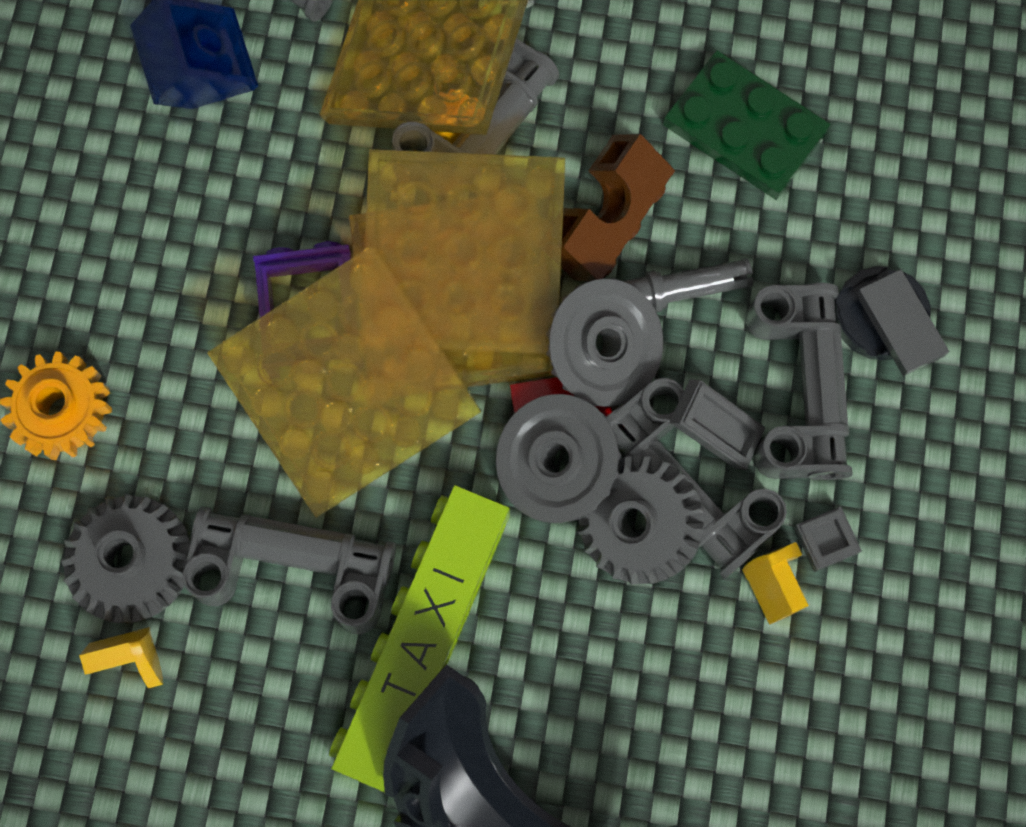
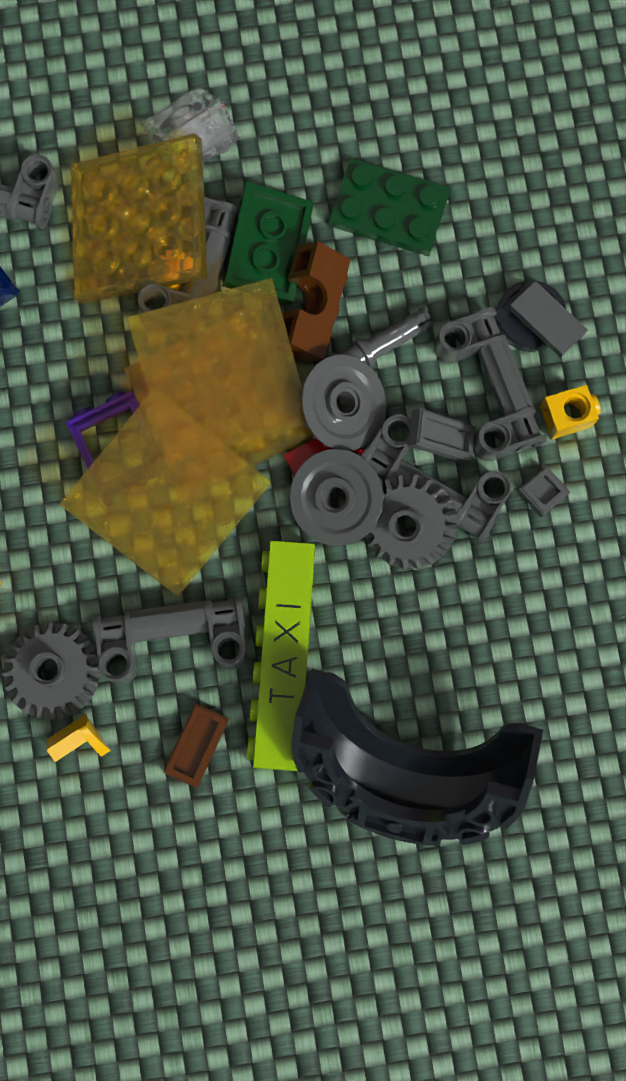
camera: 20 degrees left, 5 degrees up
(272, 716) = (196, 745): none -> reddish brown tile
(579, 113) = (266, 239): none -> dark green plate
(775, 583) = (518, 534): yellow tile -> none
(875, 458) = (556, 419): none -> yellow brick

